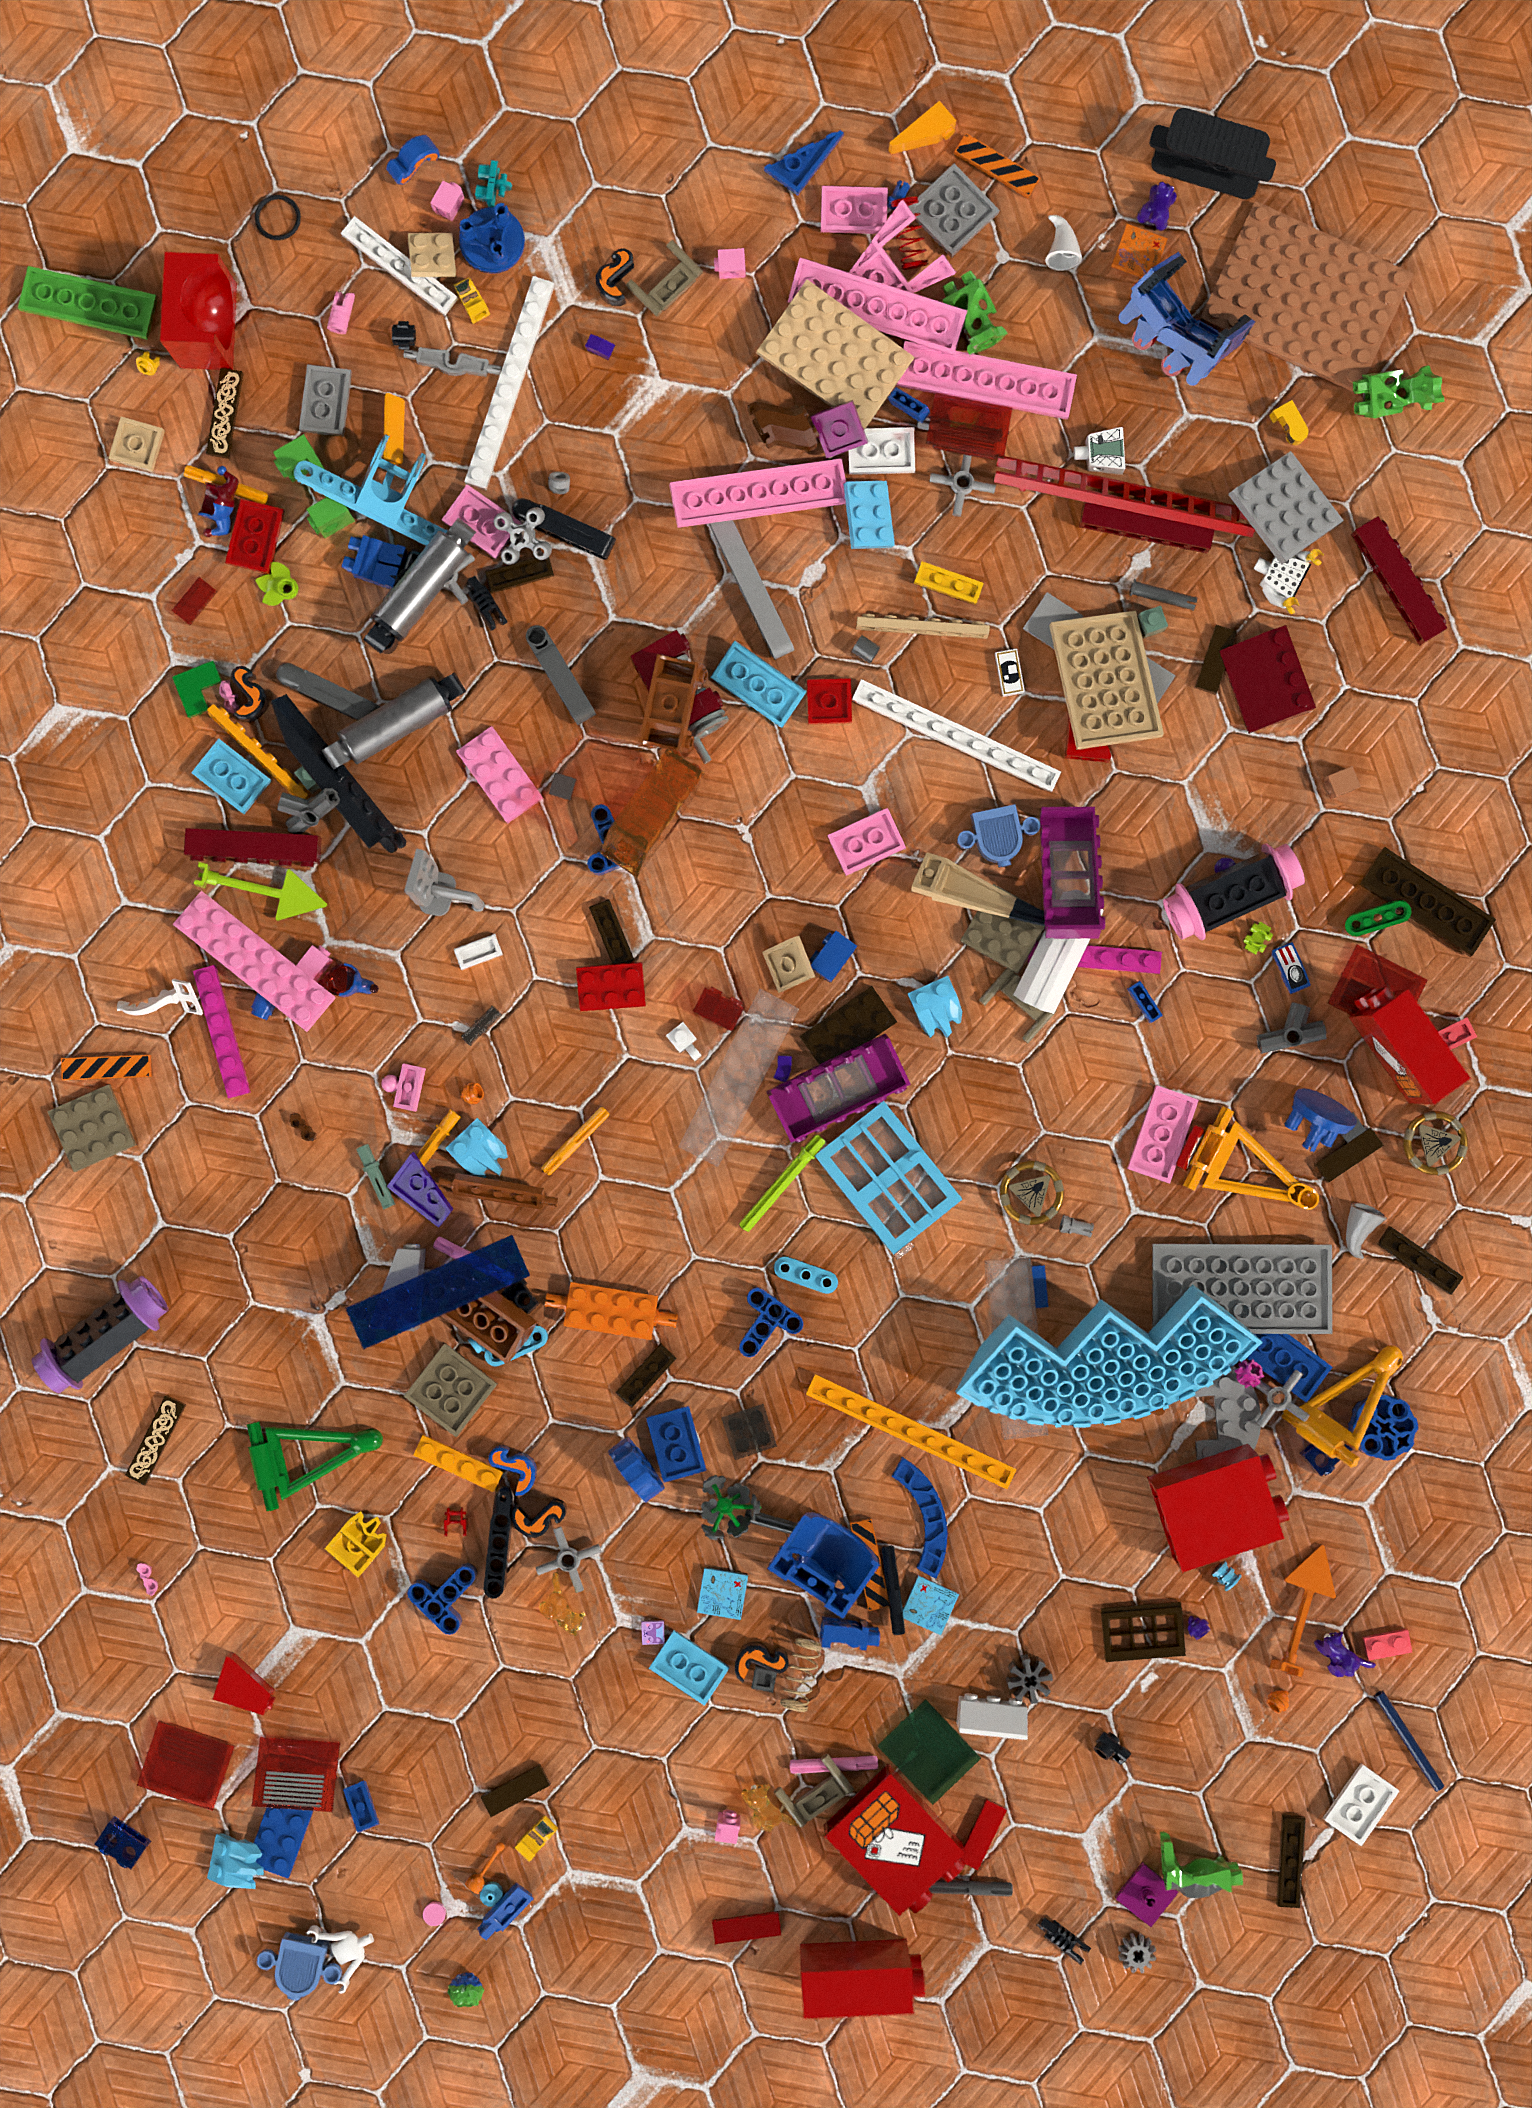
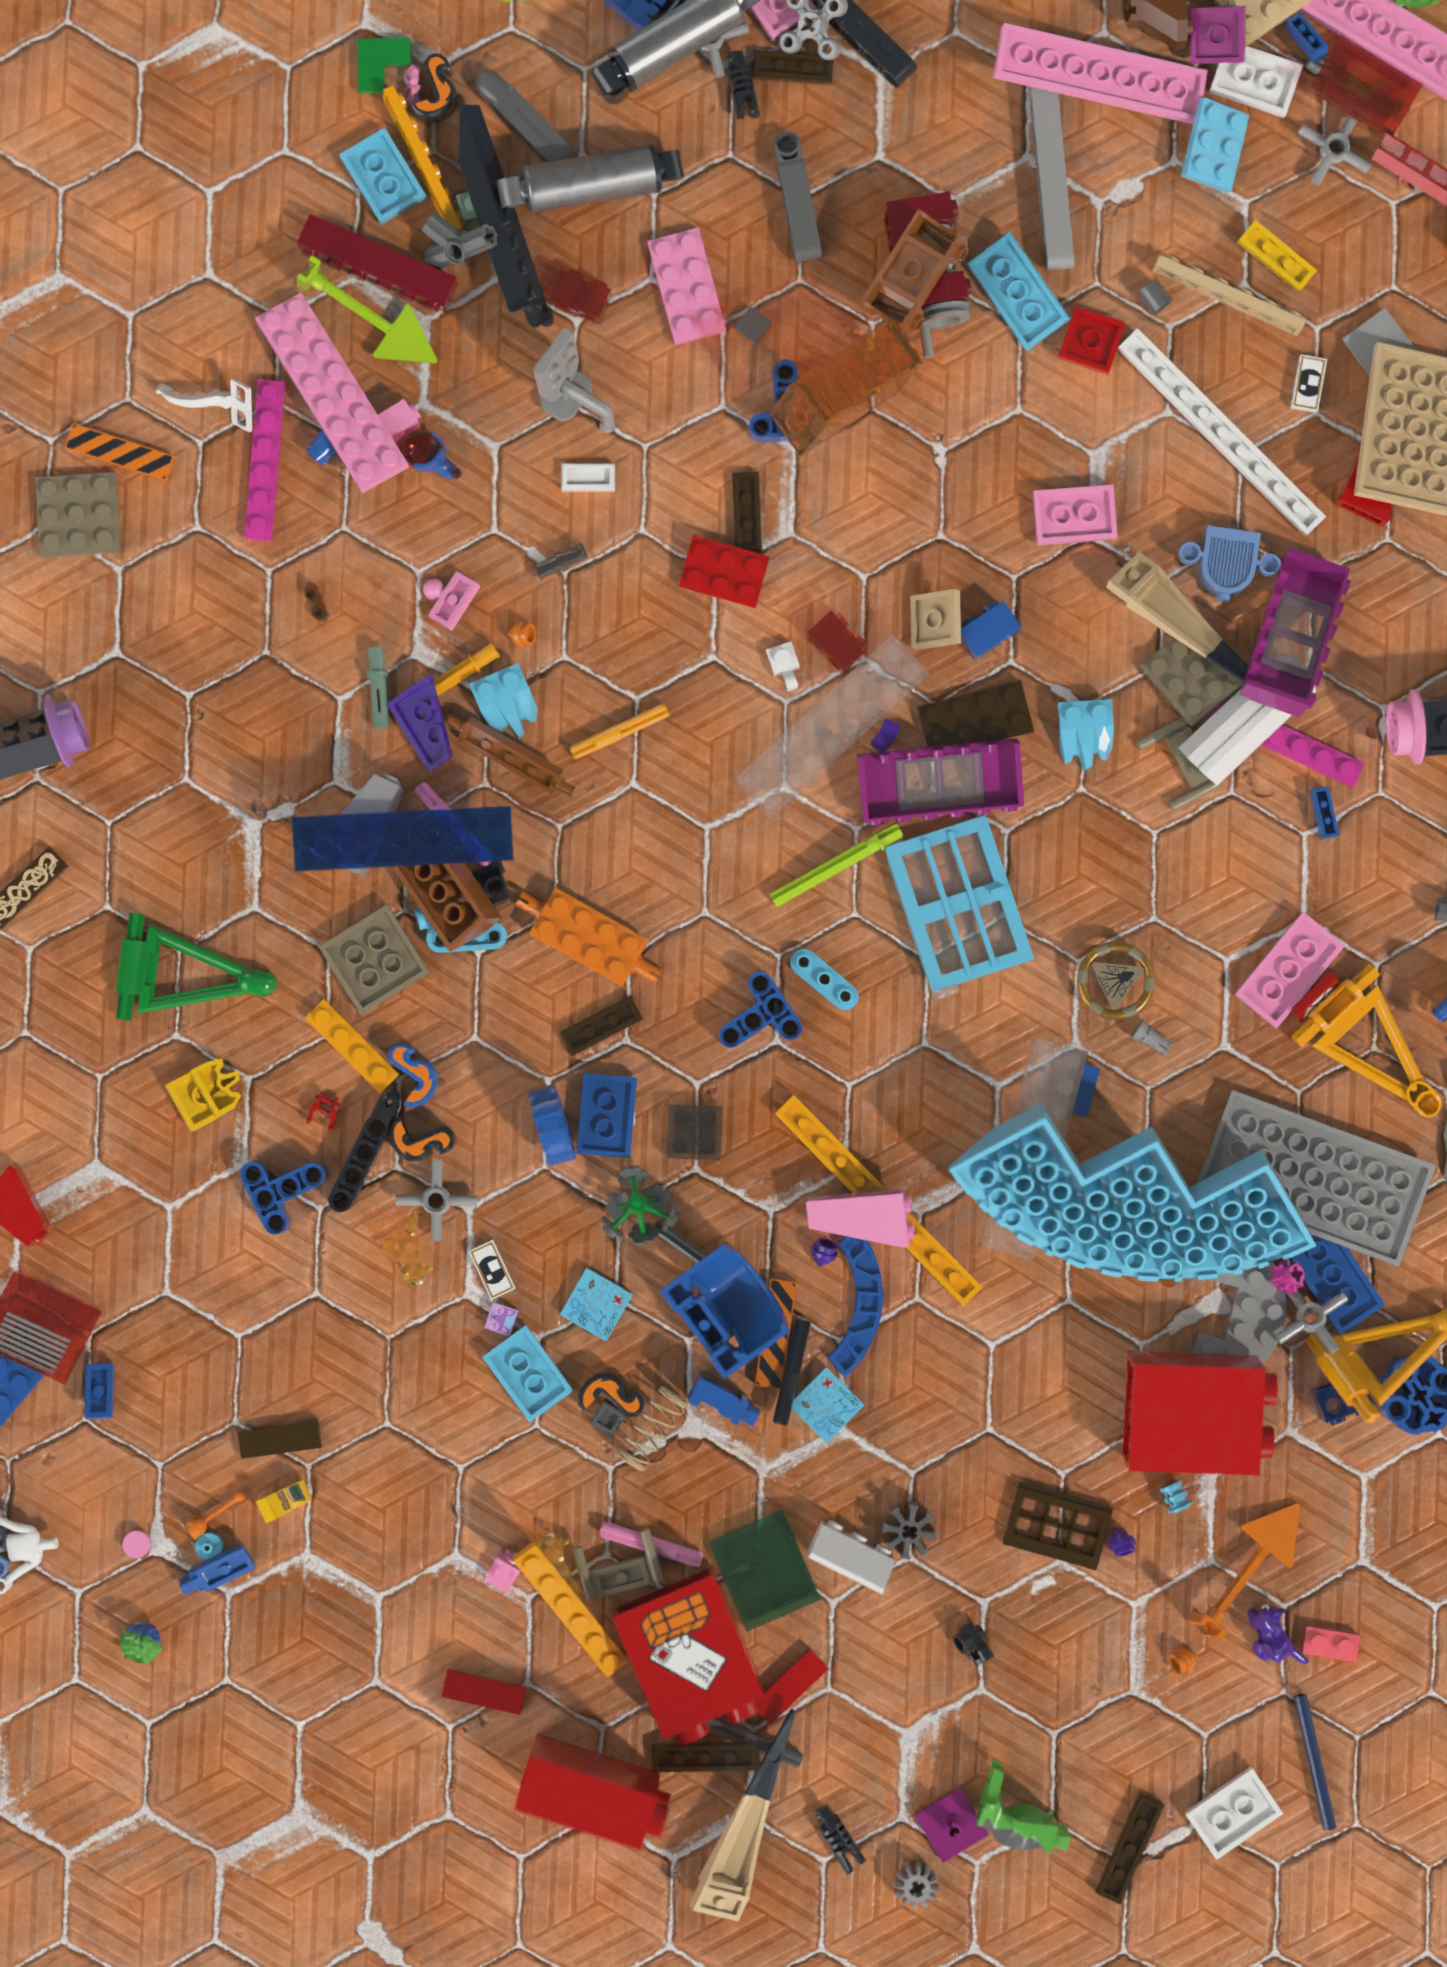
camera: 20 degrees right, 0 degrees up
(420, 814) = (580, 296): none -> clear red brick
(631, 1596) = (492, 1269): none -> tile
(789, 1840) = (570, 1609): none -> light orange plate
(883, 1486) = (824, 1251): none -> dark purple plate
(904, 1449) = (864, 1215): none -> bright pink slope
(938, 1914) = (706, 1756): none -> dark brown tile
(988, 1992) = (731, 1866): none -> tan plate

